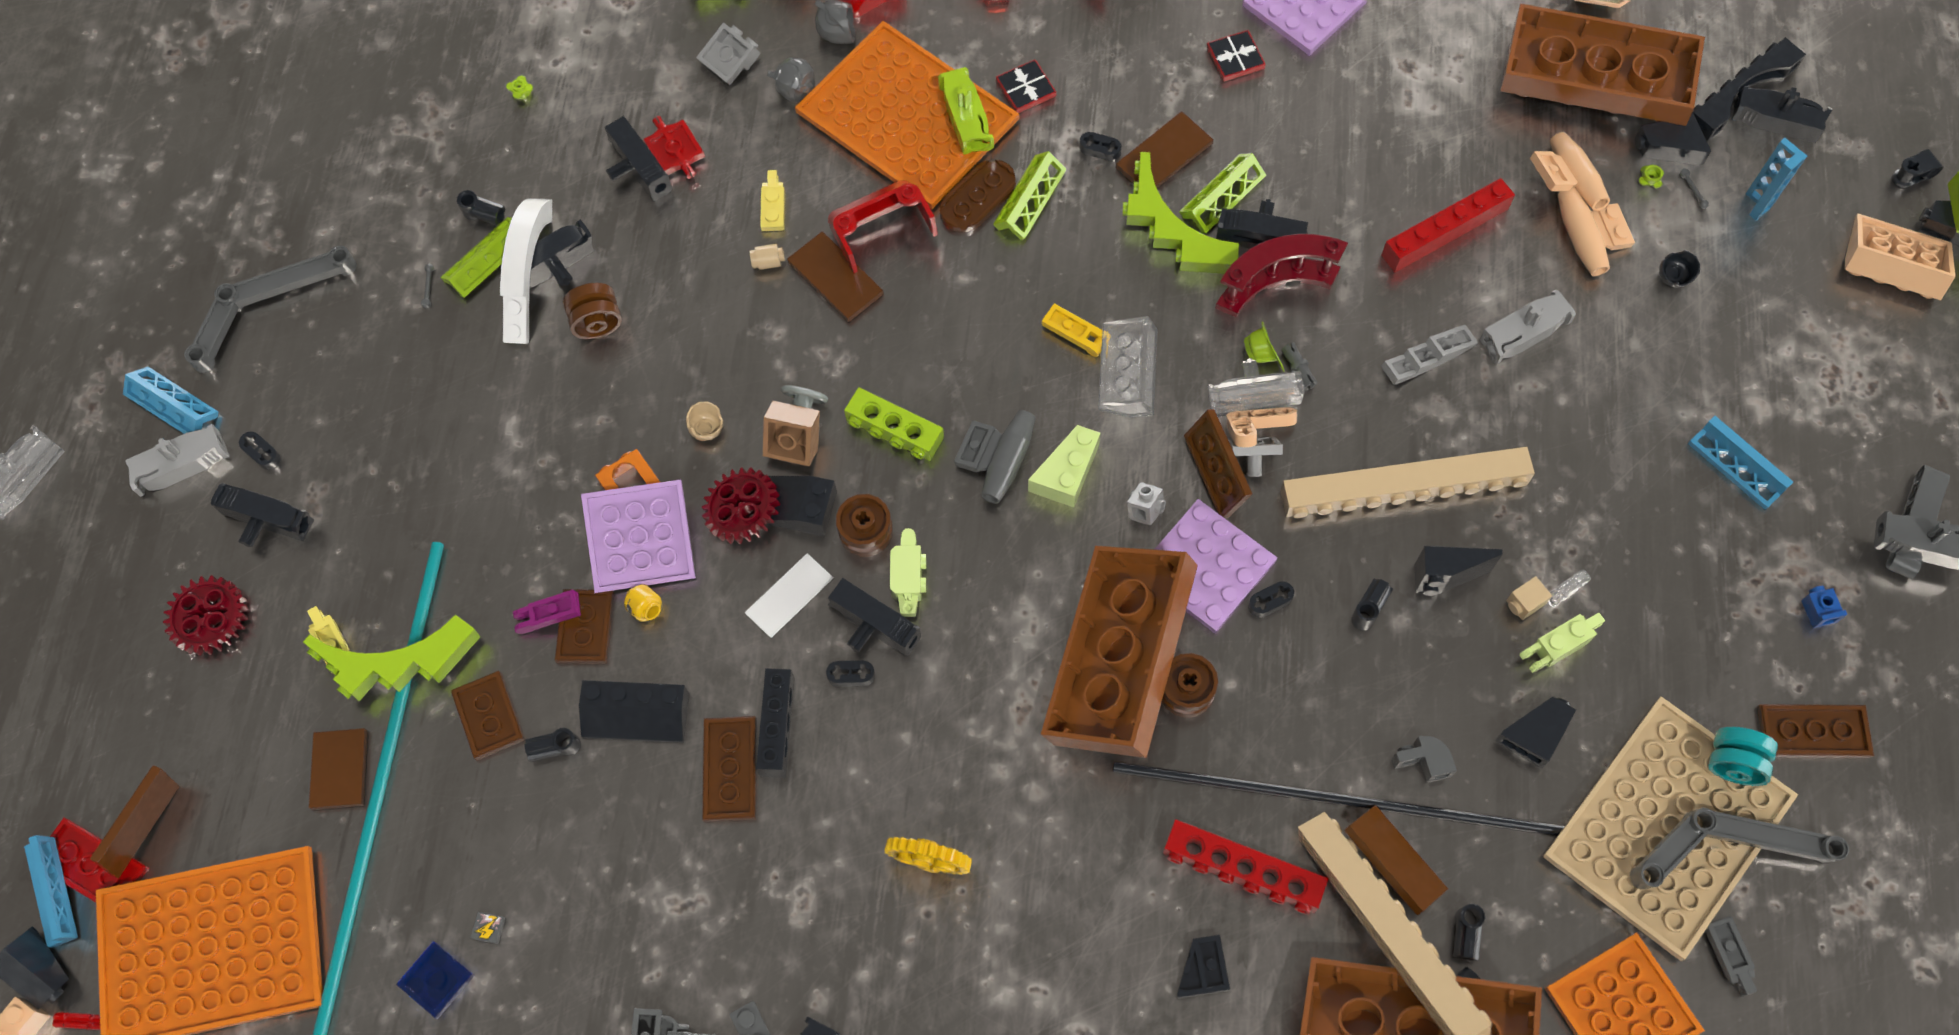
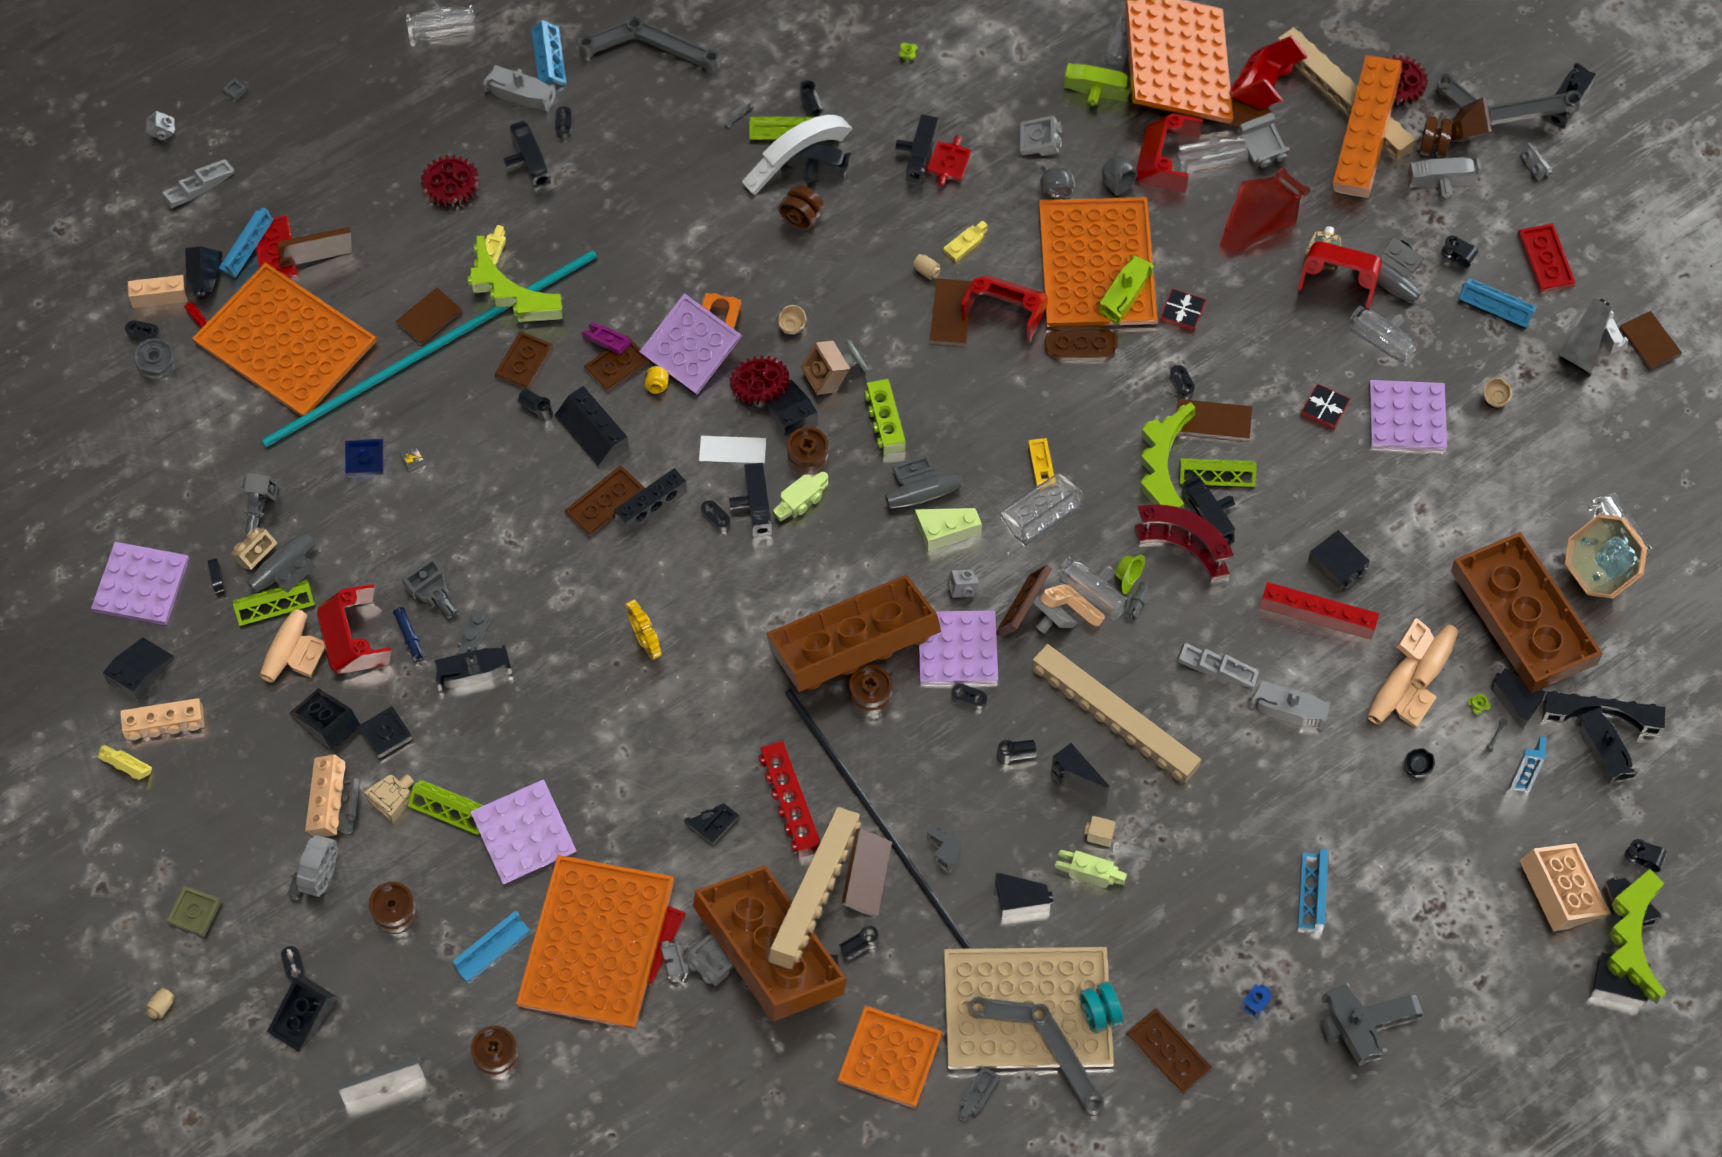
camera: 45 degrees right, 5 degrees down
(1023, 192) = (1105, 364): lime fence -> none
(1409, 169) = (1339, 560): none -> black brick

